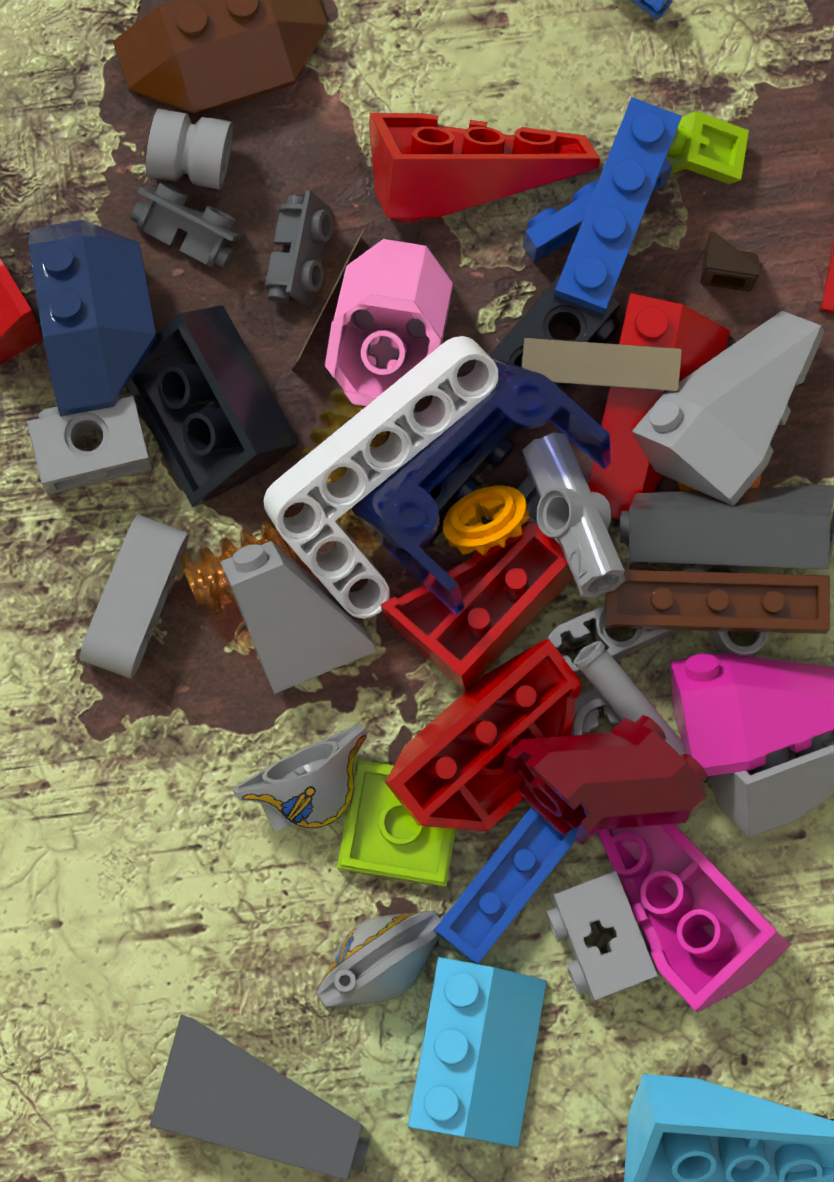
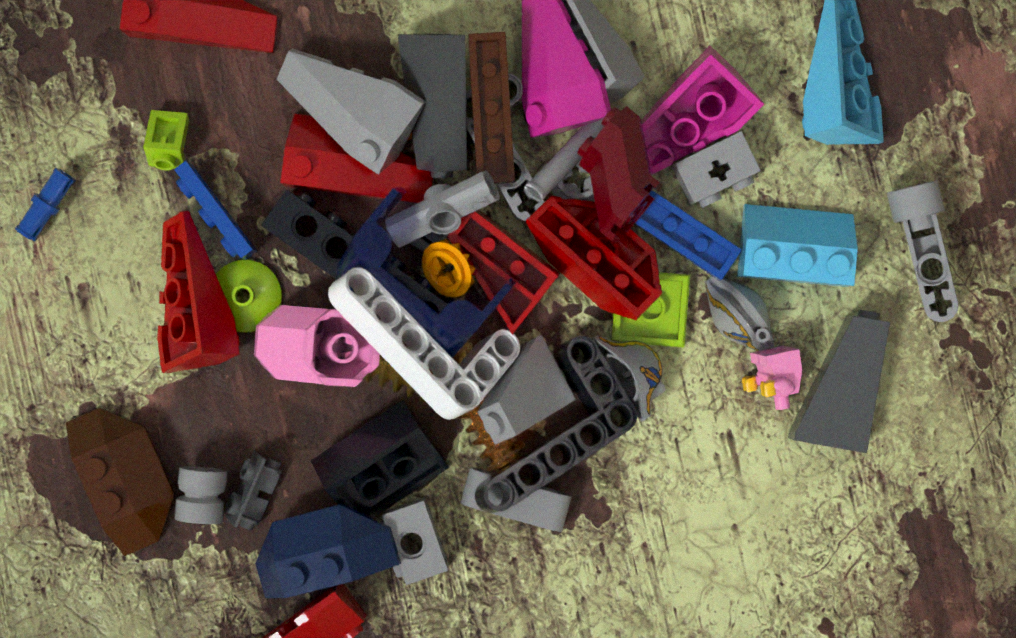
camera: 90 degrees left, 10 degrees up
(216, 674) = (569, 439): none -> black beam
(280, 1002) = (777, 374): none -> bright pink piece
(306, 227) = (248, 408): dark grey hinge -> none
(335, 284) = (297, 389): dark tan sticker -> none
(479, 263) = (263, 290): none -> lime dish
(604, 364) = (332, 198): dark tan sticker -> none
(617, 206) = (218, 195): blue plate -> none
(727, 266) = (248, 116): dark brown slope -> none

